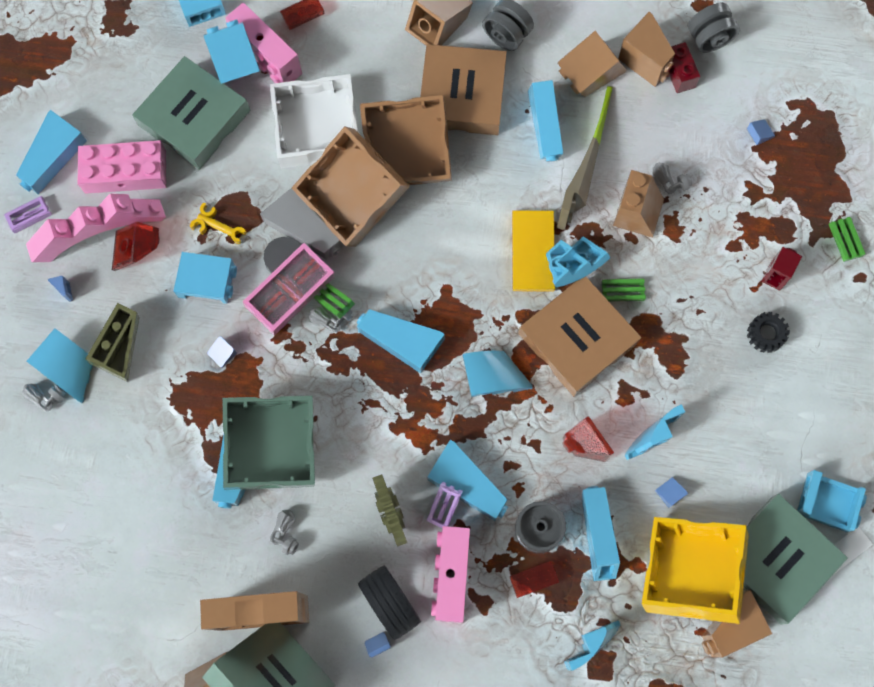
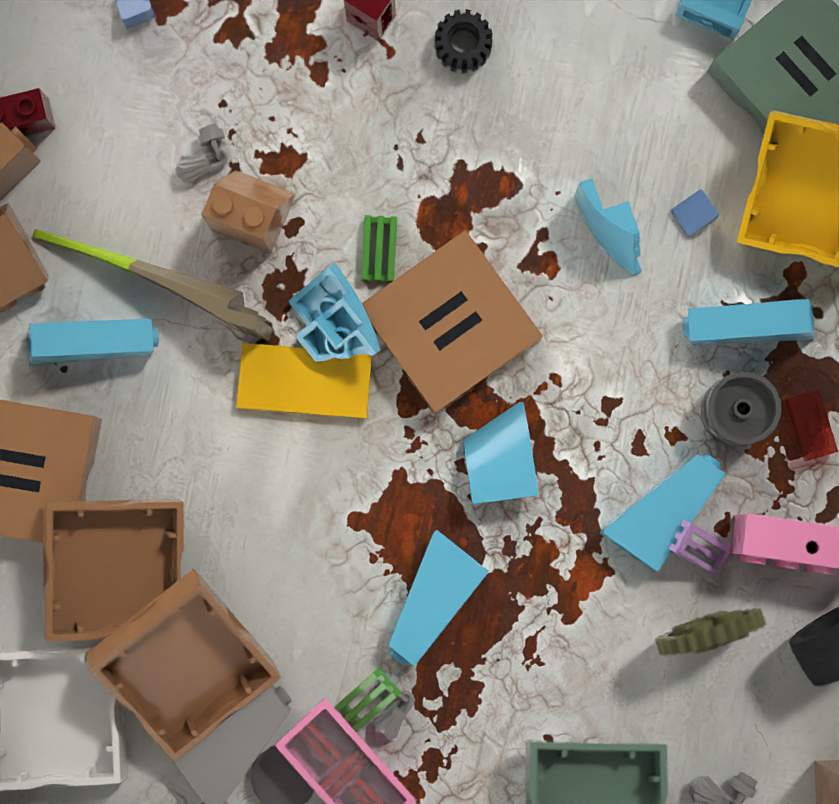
camera: 85 degrees left, 10 degrees up
(587, 442) = (617, 329): clear red slope -> none

